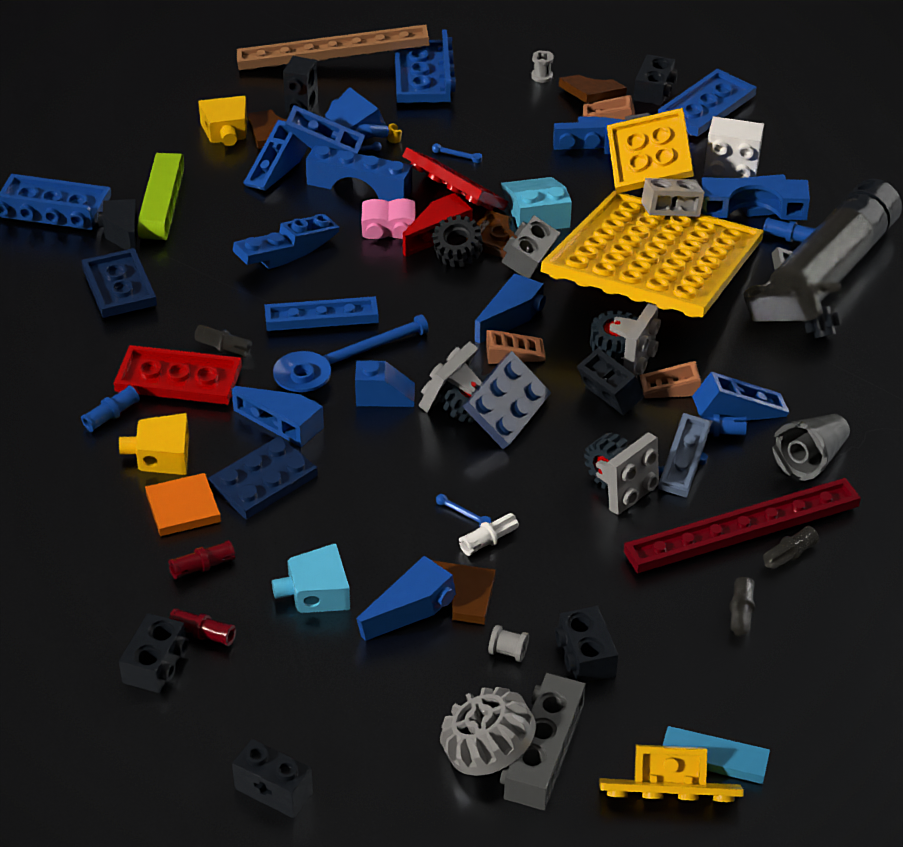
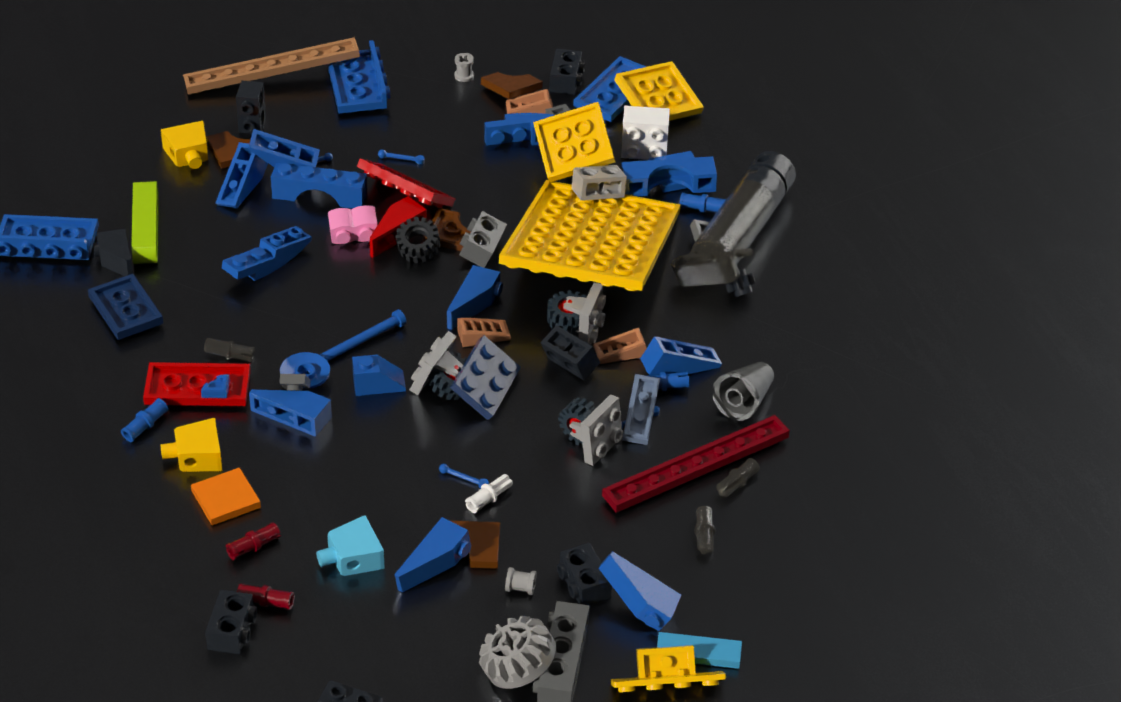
camera: 10 degrees left, 0 degrees up
(197, 381) = (217, 388): none -> blue tile
(262, 477) = (289, 465): dark blue plate -> none
(285, 382) = (294, 382): none -> dark grey plate
(321, 313) = (310, 317): blue plate -> none
(361, 116) = (311, 131): blue torso -> none
(539, 197) = (481, 193): medium azure slope -> none
(653, 676) = (641, 592): none -> blue slope
(757, 102) = (660, 88): none -> yellow plate

